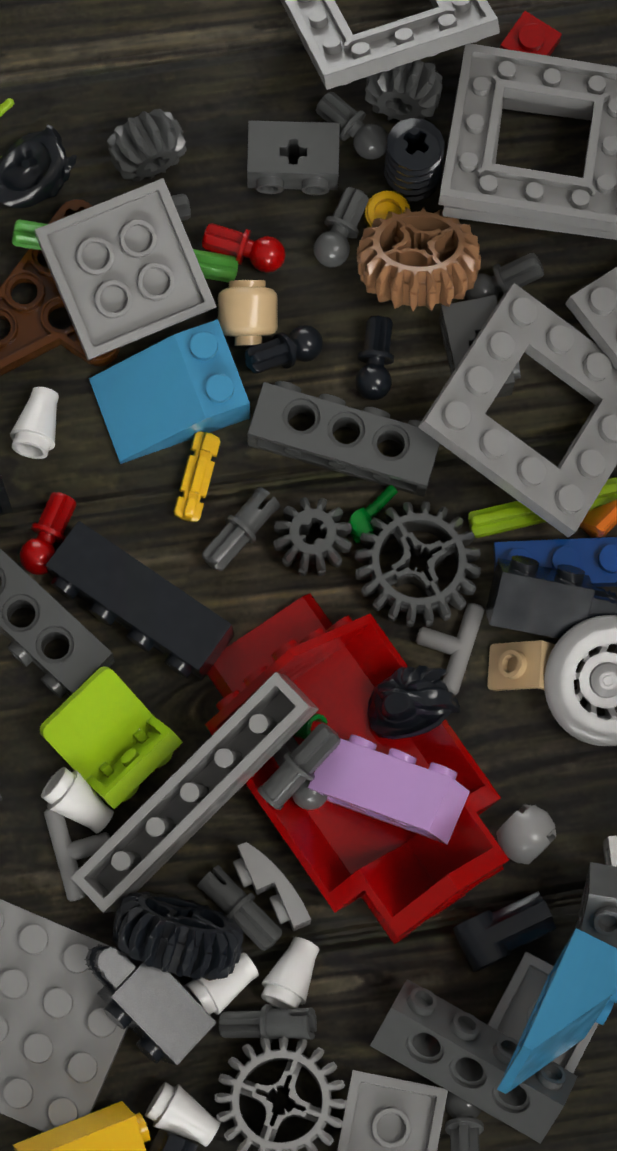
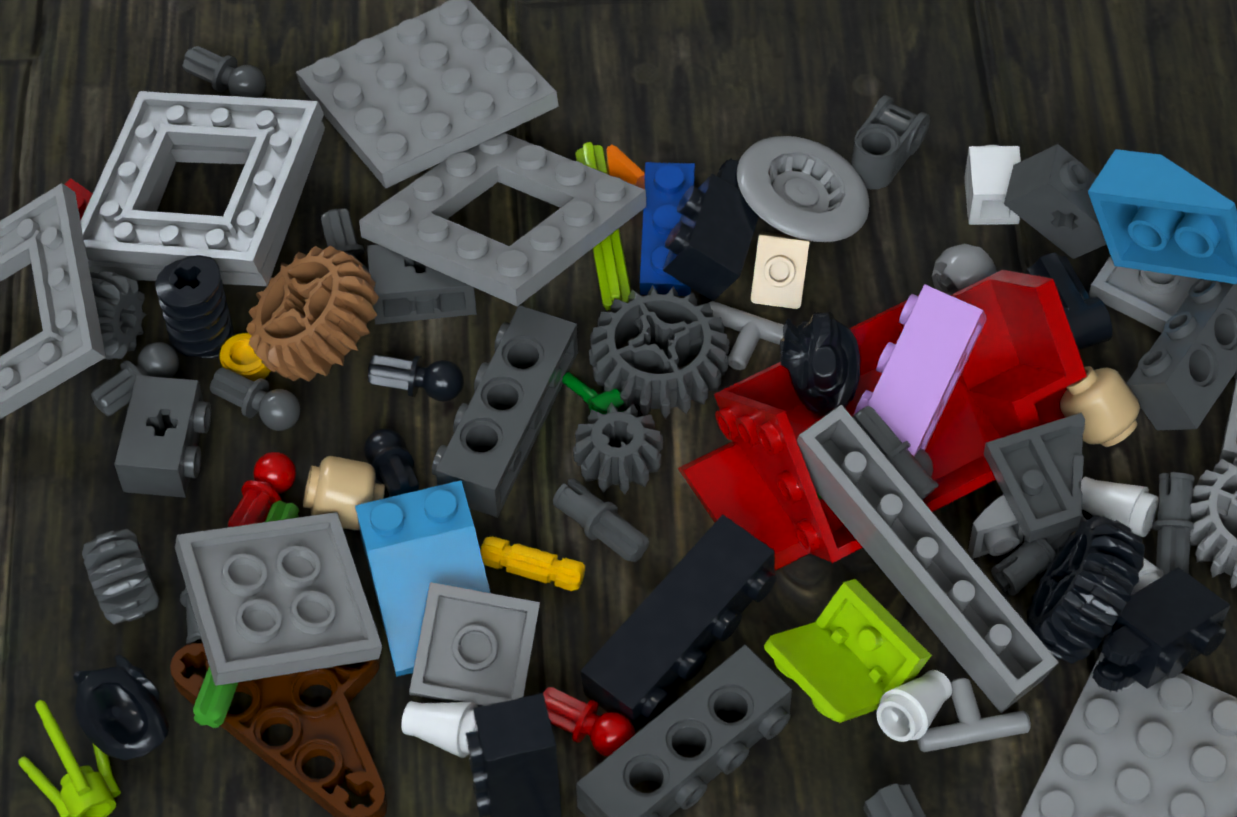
camera: 80 degrees left, 20 degrees down
(101, 435) = (473, 646): none -> light grey plate
(288, 898) = (1041, 475): none -> dark grey wing
(383, 960) = (1106, 405): none -> tan head

